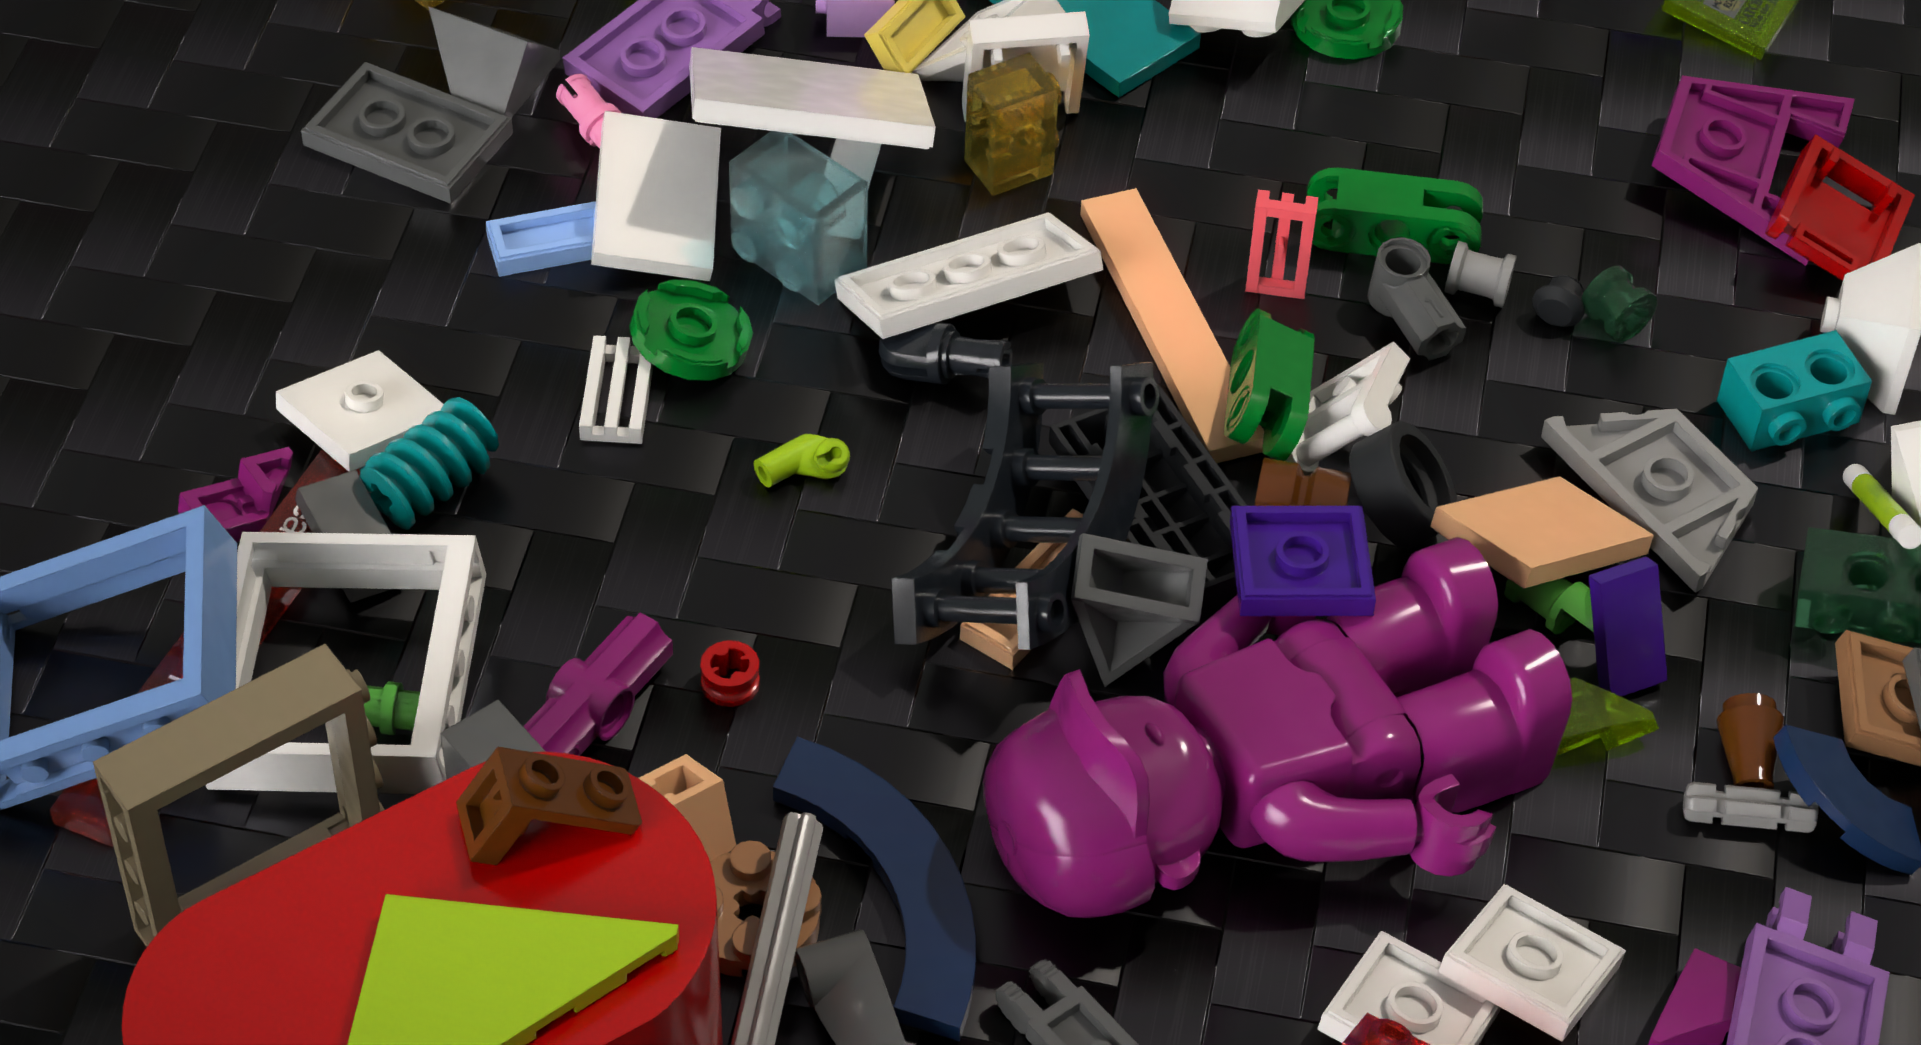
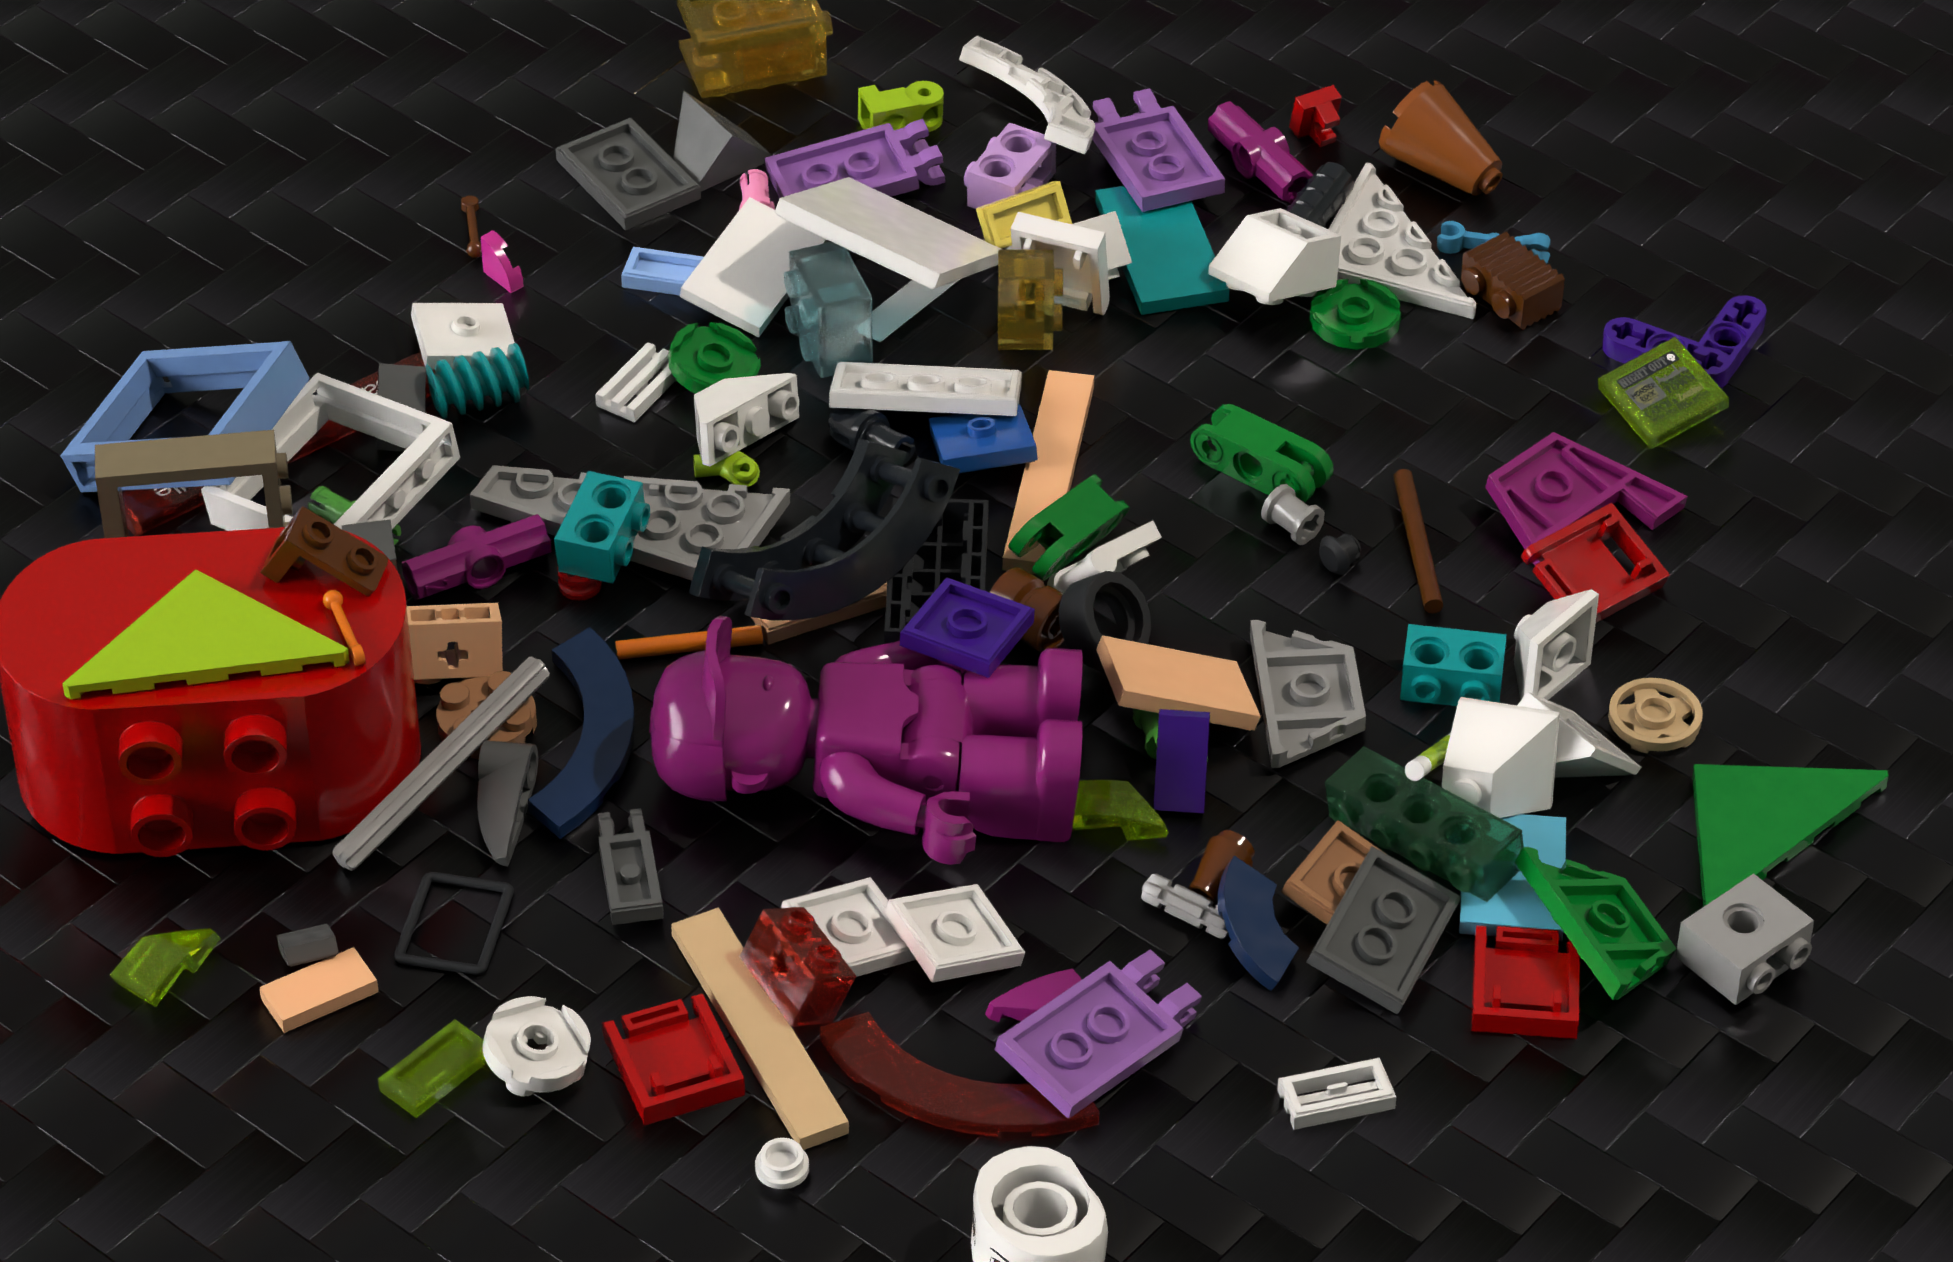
camera: 30 degrees right, 5 degrees down
(239, 238) = (470, 205): none -> reddish brown hinge
(246, 501) = (354, 365): magenta slope -> none
(337, 302) = (497, 263): none -> dark pink tile
(597, 861) = (333, 601): none -> orange hinge
(734, 600) = (601, 527): none -> teal brick
(744, 568) = (679, 521): none -> light grey wing
(779, 386) = (743, 411): none -> white slope
(924, 706) = (683, 643): none -> orange bar
(1079, 317) = (982, 441): none -> blue plate
(1133, 600) = (850, 613): dark grey slope -> none
(1285, 211) = (1158, 444): coral tile -> none
(1409, 294) = (1228, 512): dark grey piece -> none
(1619, 303) = (1376, 567): clear green wheel -> none
(1624, 254) = (1418, 541): none -> reddish brown bar

